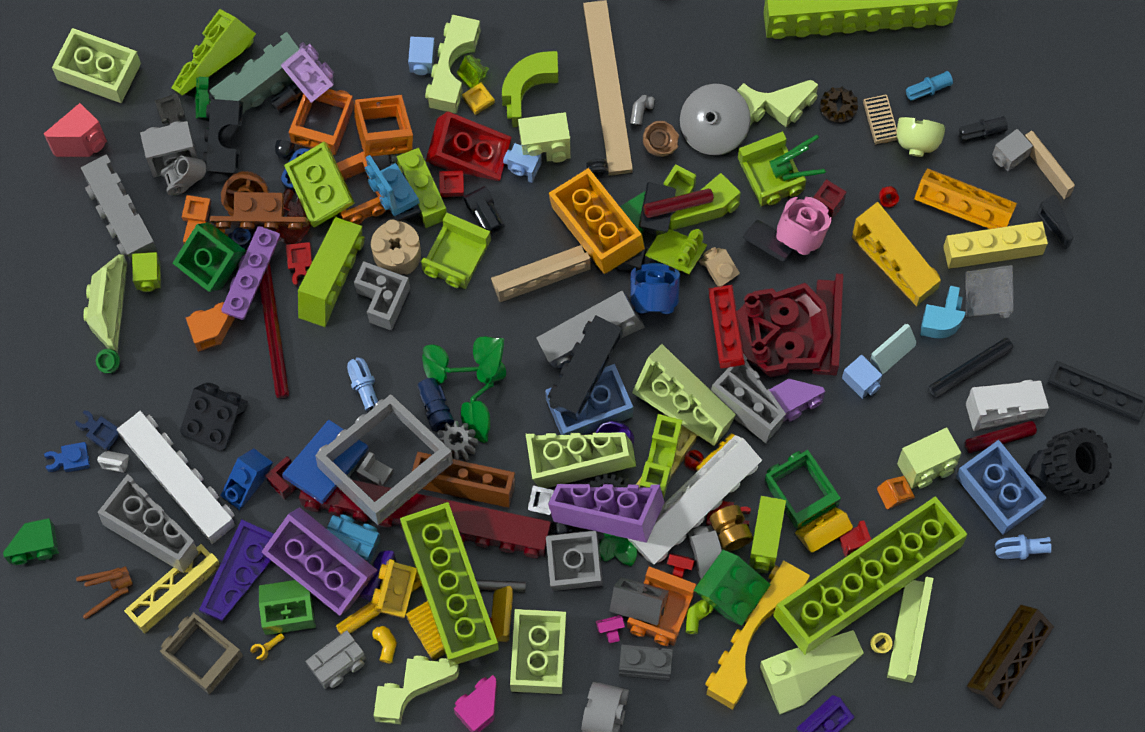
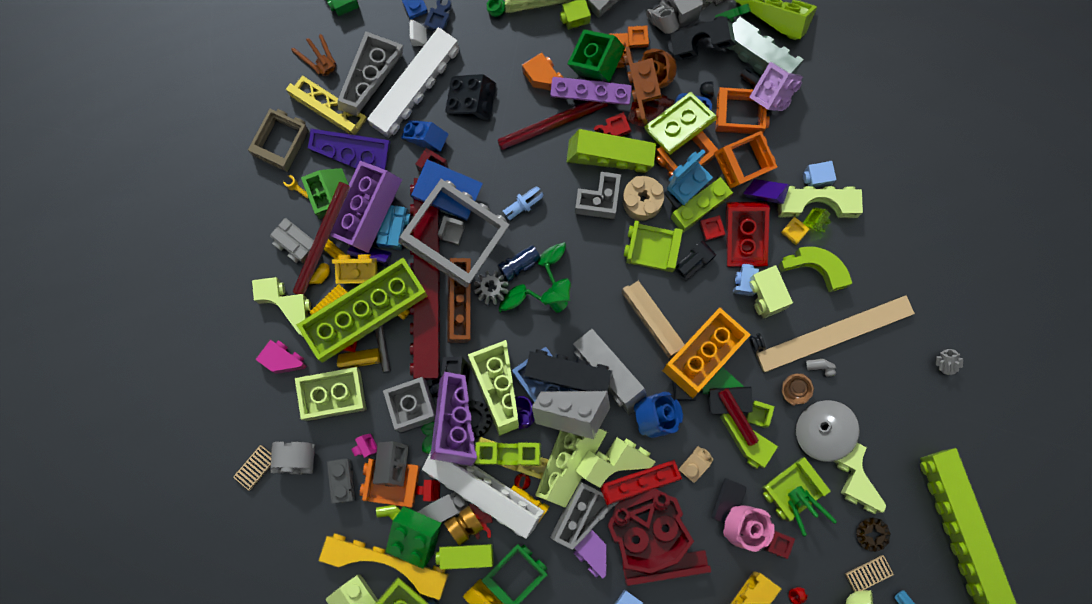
camera: 75 degrees right, 10 degrees up
(239, 233) = (622, 72): dark blue plate -> none
(345, 619) = (321, 238): none -> dark red axle
(426, 112) = (767, 191): none -> dark purple slope
(630, 370) = (572, 411): none -> light grey wedge
(678, 249) = (700, 426): lime hinge -> none
(693, 339) = (620, 456): none -> yellowish green arch

